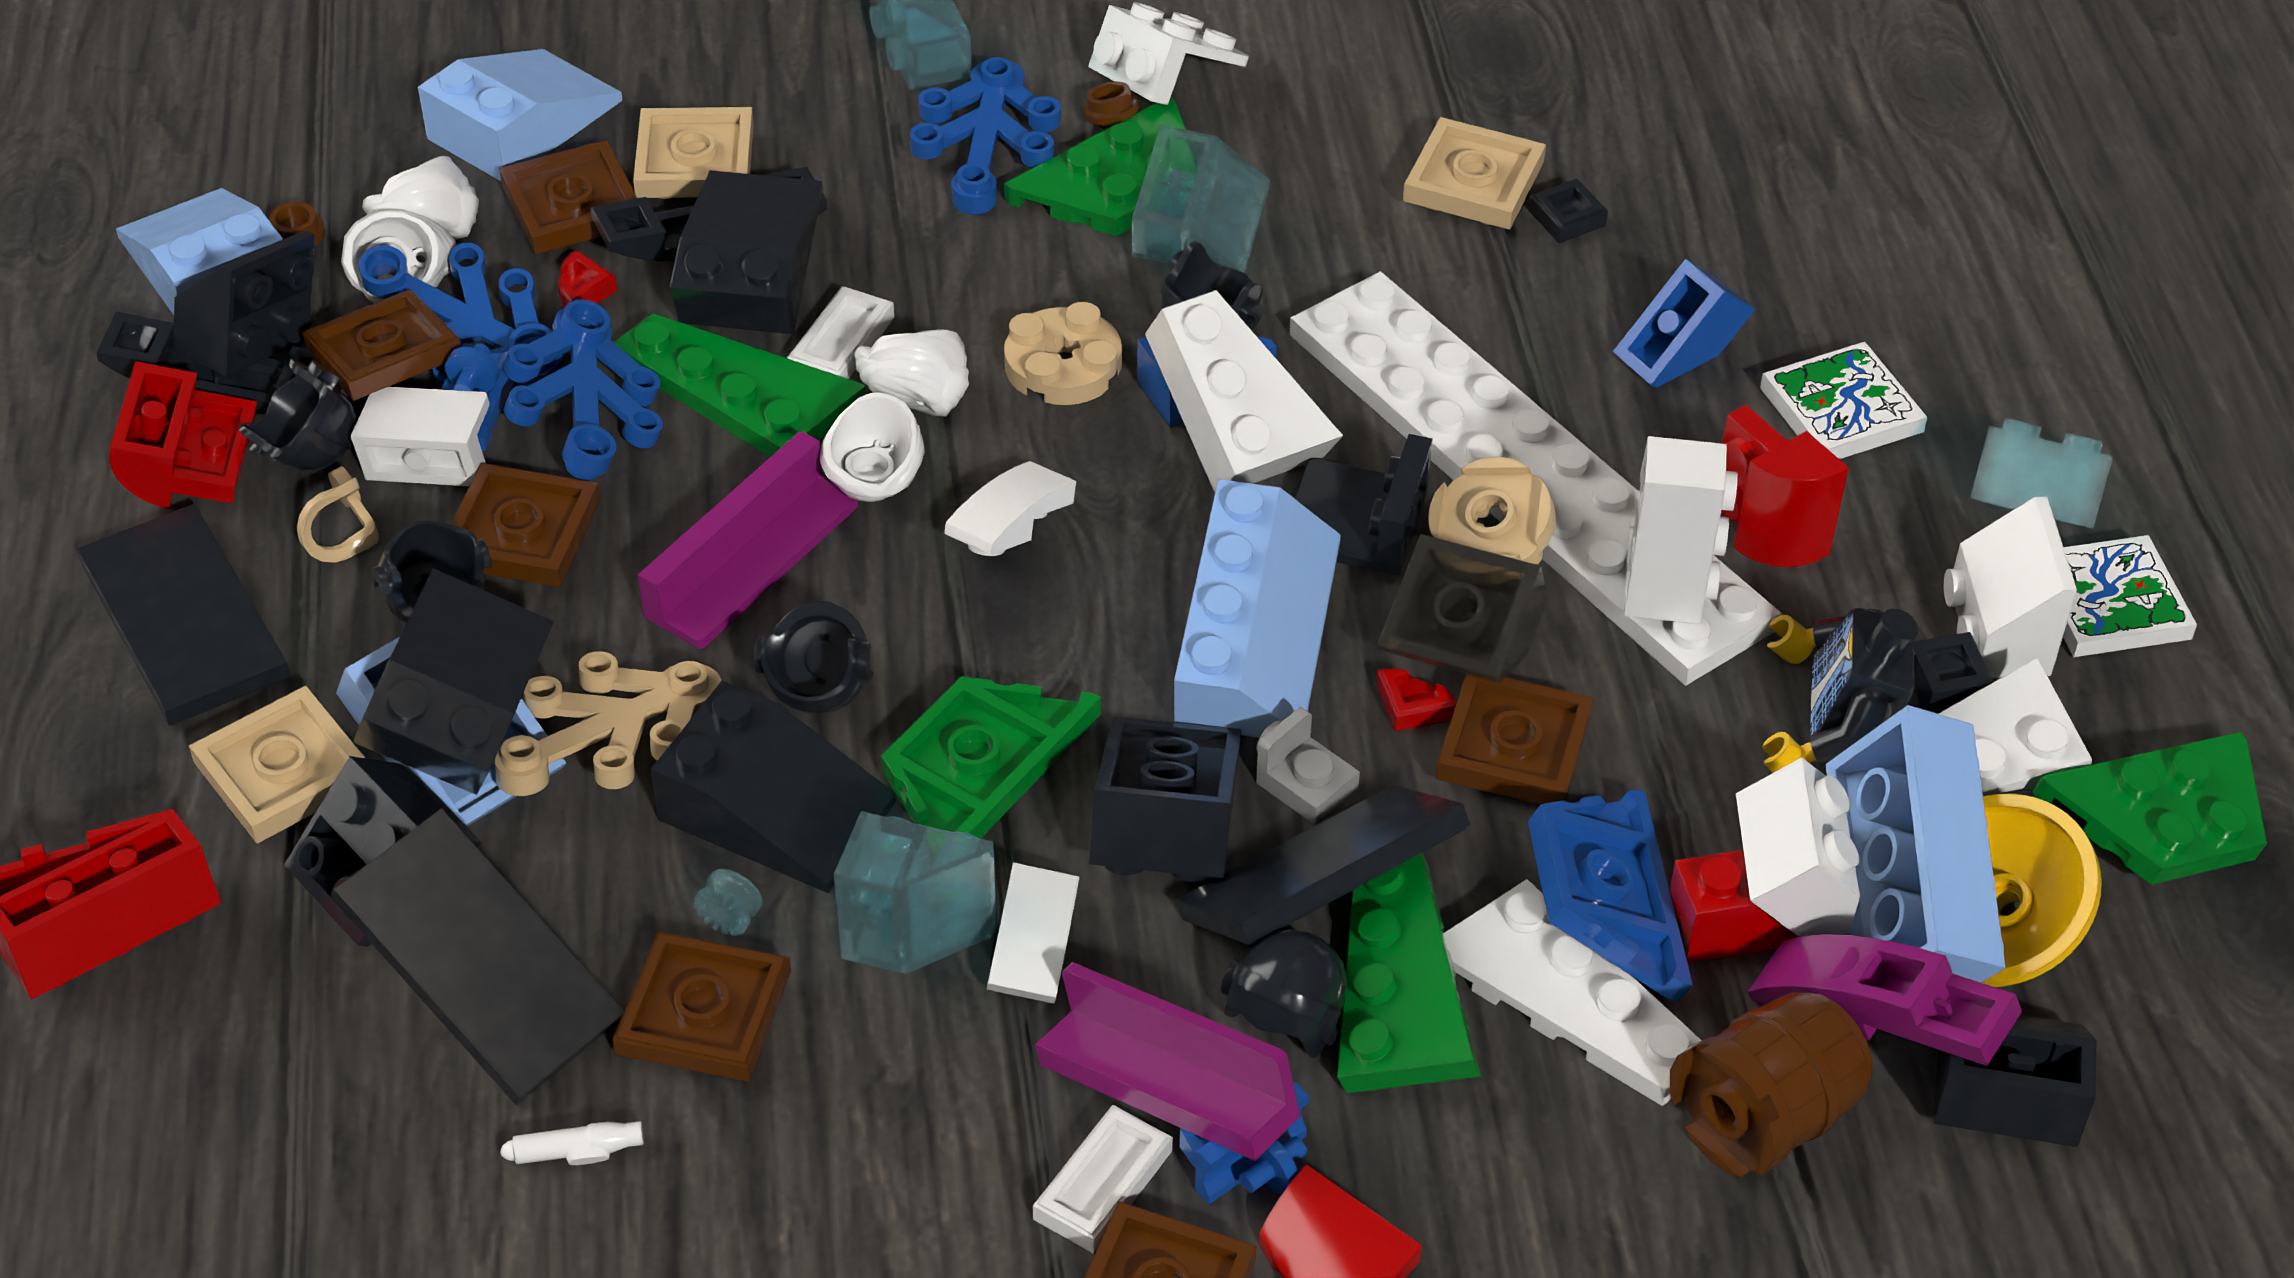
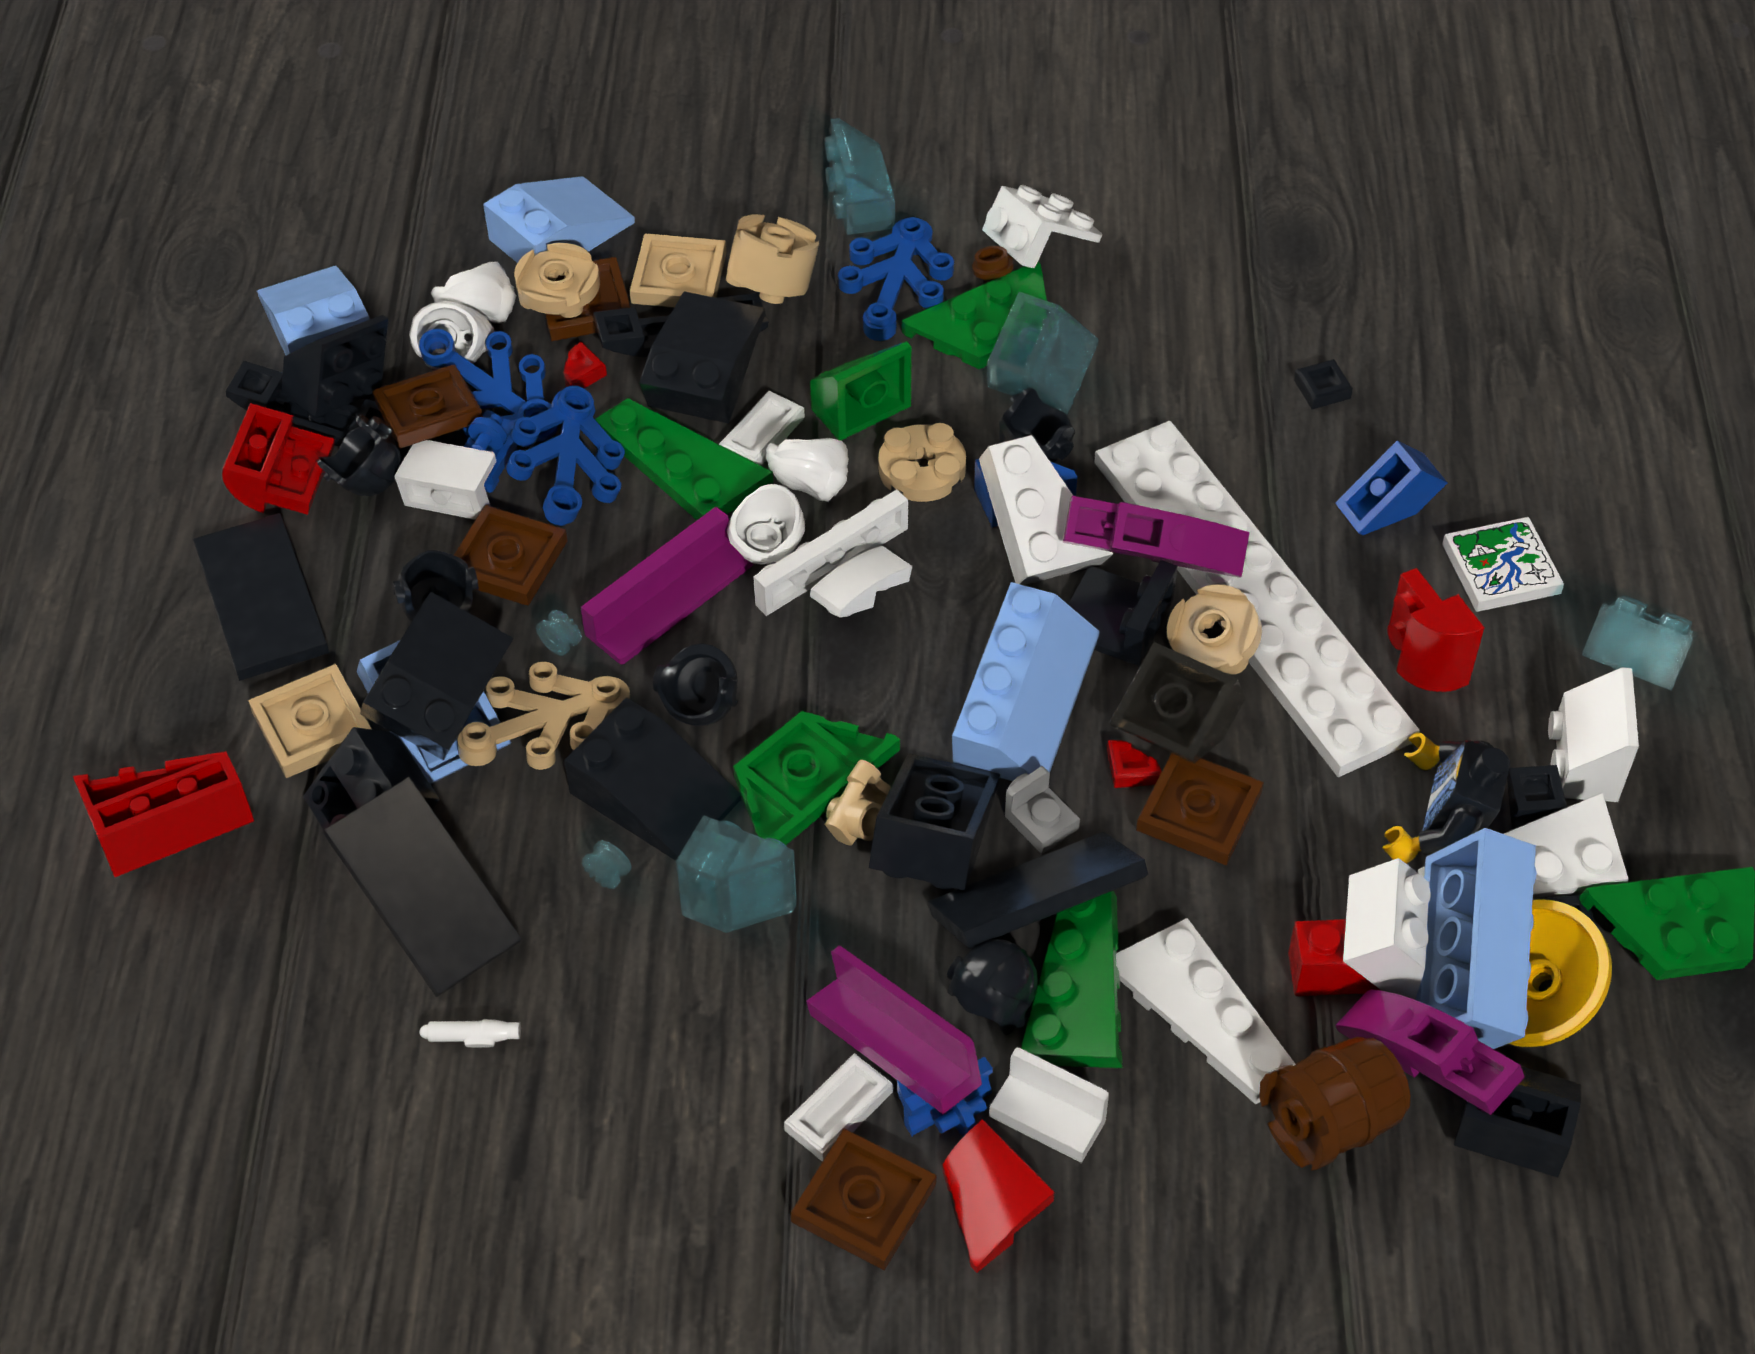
camera: 10 degrees right, 5 degrees up
(295, 218) = (383, 300): reddish brown plate -> none
(347, 491) = (388, 556): tan piece -> none
(511, 187) = (561, 297): none -> tan plate
(609, 615) = (558, 632): none -> clear light blue bush
(702, 1006) = (576, 941): reddish brown plate -> none
(820, 119) = (772, 258): none -> tan brick
(940, 488) = (813, 560): none -> white plate
(971, 270) = (863, 391): none -> green slope
(1033, 933) = (819, 914): white slope -> none
(1062, 789) = (857, 808): none -> tan plate
(1392, 1136) = (1050, 1105): none -> white panel
(1397, 402) = (1156, 535): none -> magenta slope
(1474, 173) = (1256, 347): tan plate -> none
(1611, 887) = (1246, 932): blue wing -> none
(1678, 529) = (1343, 664): white wedge -> none
(2123, 598) = (1681, 746): tile -> none

